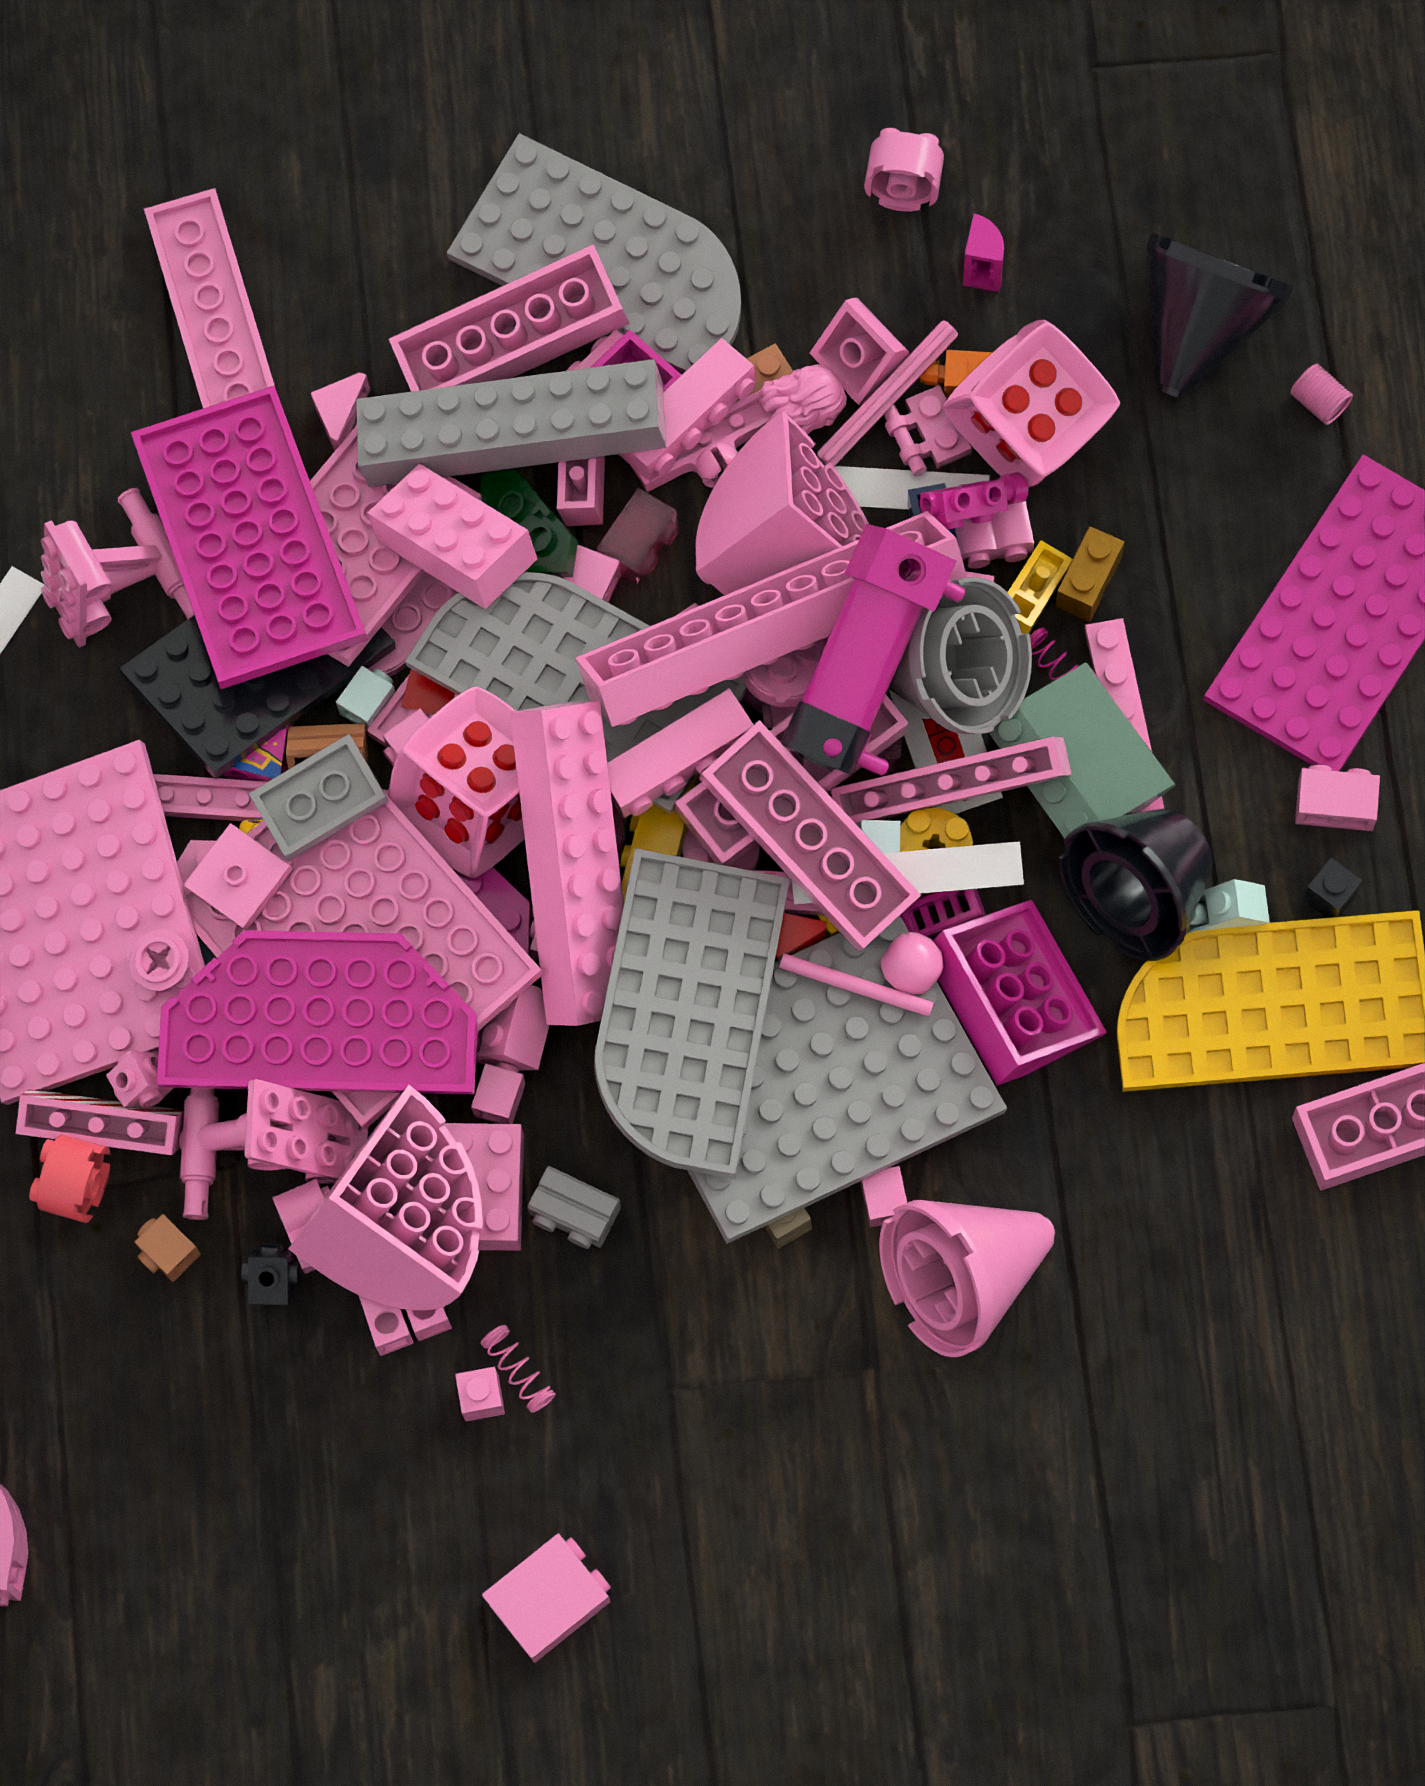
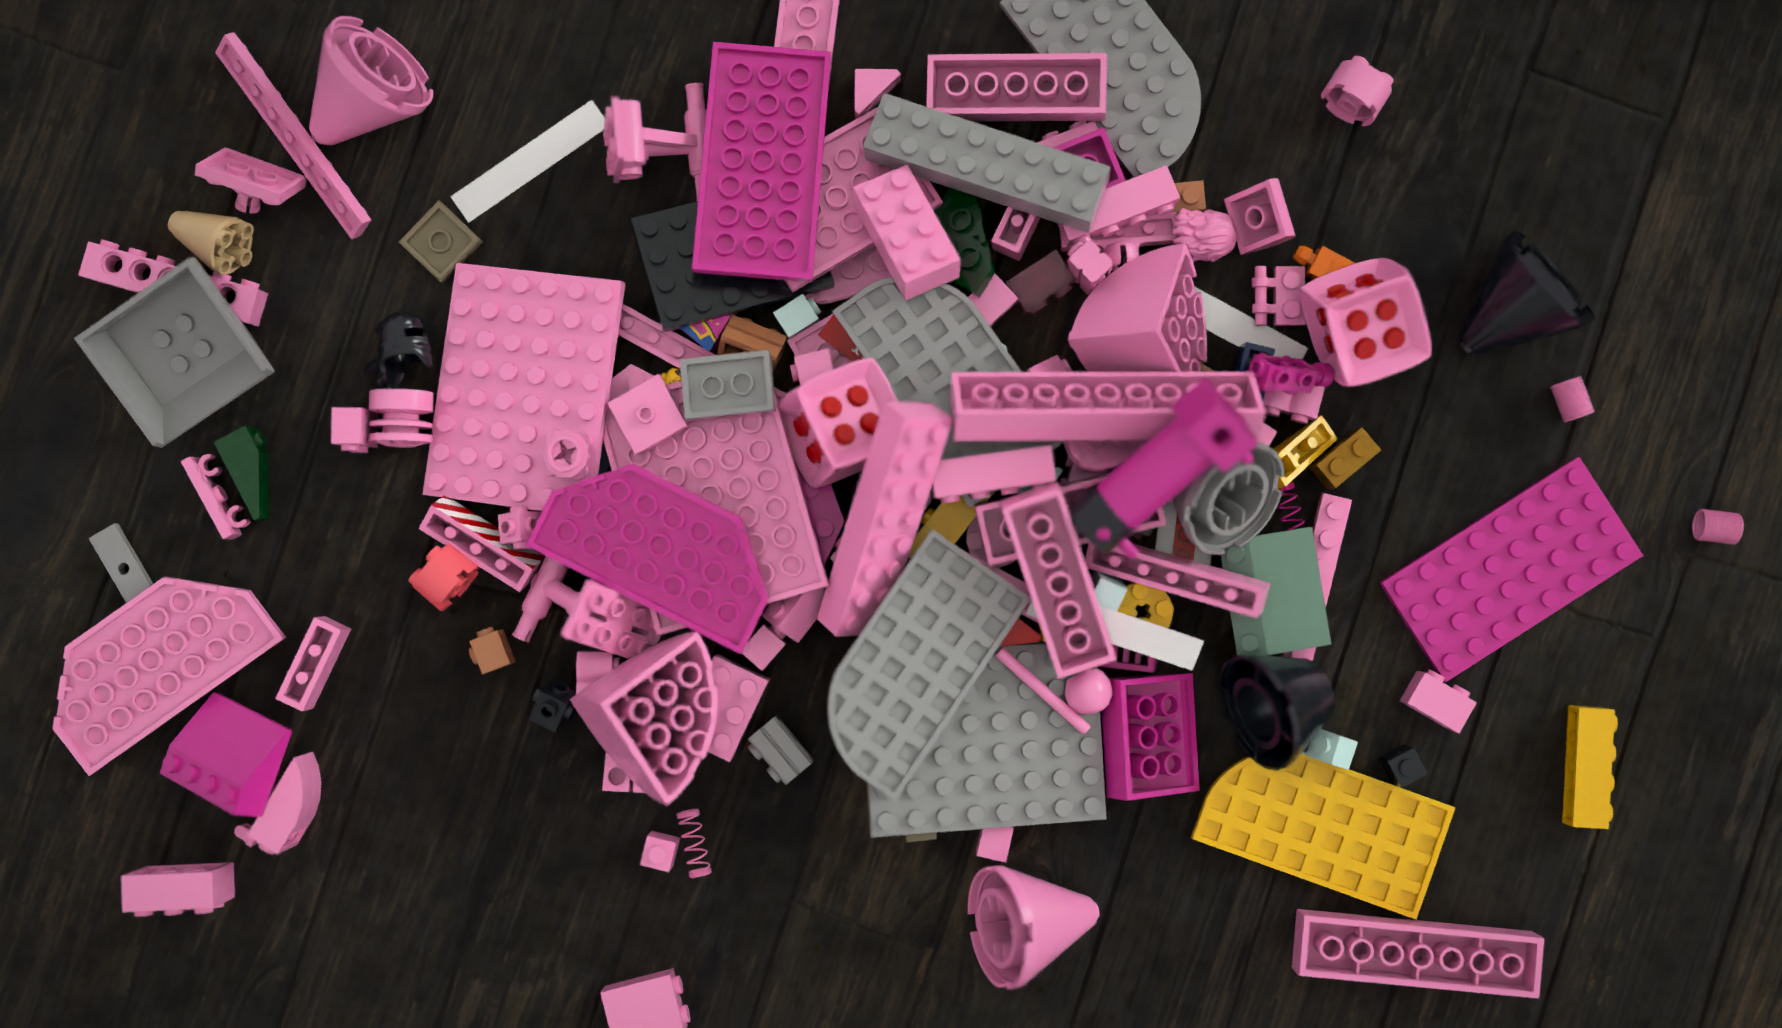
camera: 20 degrees right, 15 degrees up
(684, 486) = (1088, 265): none -> bright pink brick
(887, 393) = (1265, 258): bright pink axle -> none
(983, 255) = (1384, 185): dark pink brick -> none

